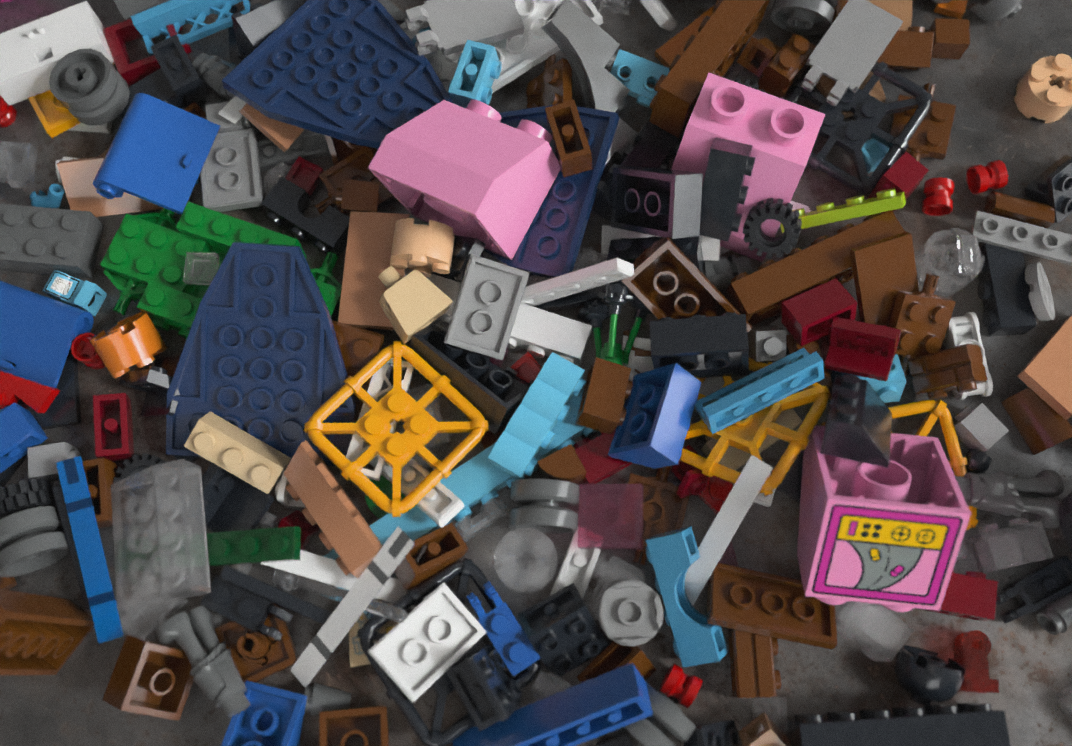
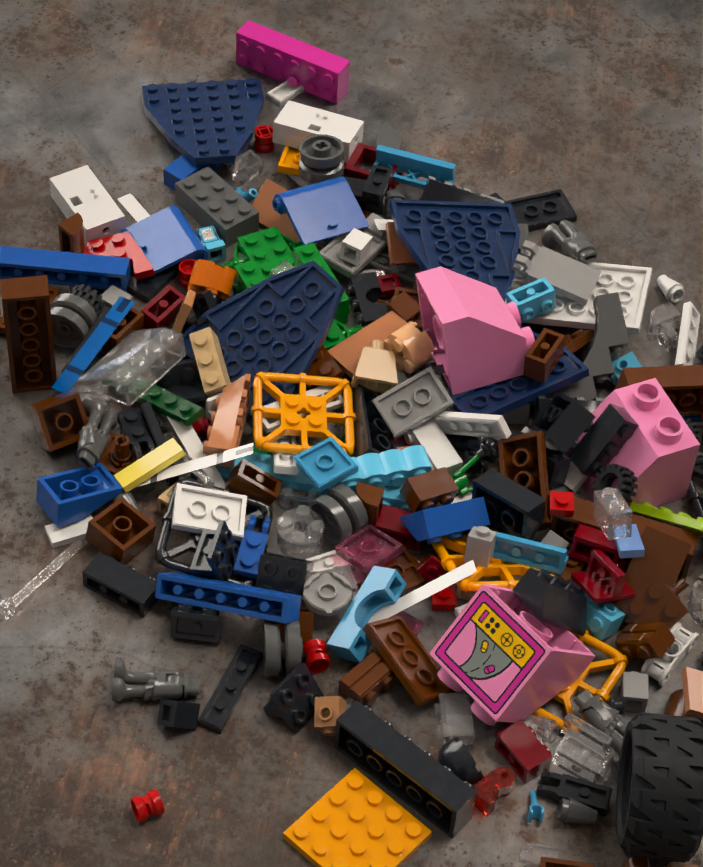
camera: 40 degrees right, 25 degrees down
(146, 422) = (184, 311): none -> medium nougat tile
(237, 166) = (355, 247): none -> white brick
(305, 641) = (149, 465): none -> light yellow tile
(487, 473) = (325, 464): none -> dark azure tile
(734, 427) = (480, 546): none -> light grey brick
(748, 297) = (561, 503): none -> red plate
(819, 270) = (612, 513): none -> clear brick
(855, 285) = (631, 546): none -> medium blue tile
(1014, 532) = (587, 735): none -> clear tile
(1023, 643) = (535, 809): none -> dark azure hand

